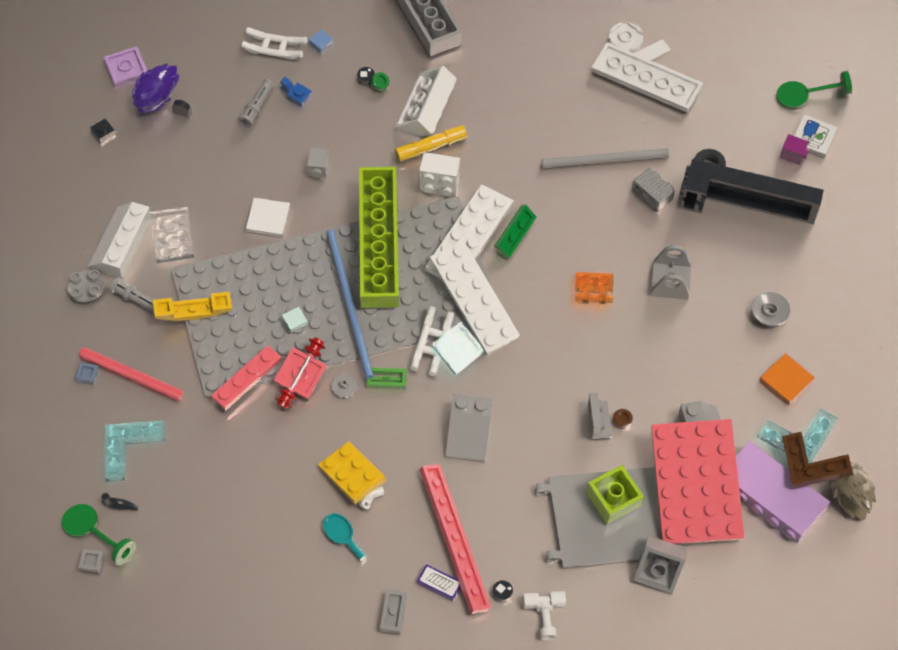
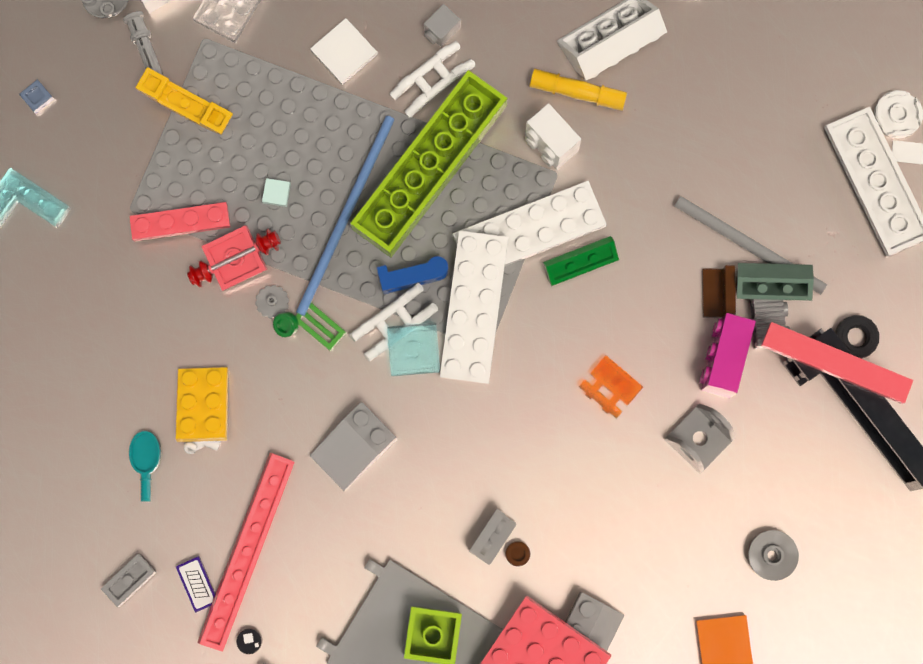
camera: 40 degrees right, 20 degrees up
(131, 374) = (76, 129): coral axle -> none
(341, 203) = (428, 91): none -> white piece
(365, 390) = (285, 324): none -> green tile
(417, 311) = (406, 278): none -> blue leg
(611, 193) = (719, 292): none -> reddish brown panel
(637, 163) = (775, 281): none -> sand green brick
(647, 219) = (727, 355): none -> dark pink brick
(712, 172) = (837, 363): none -> coral tile

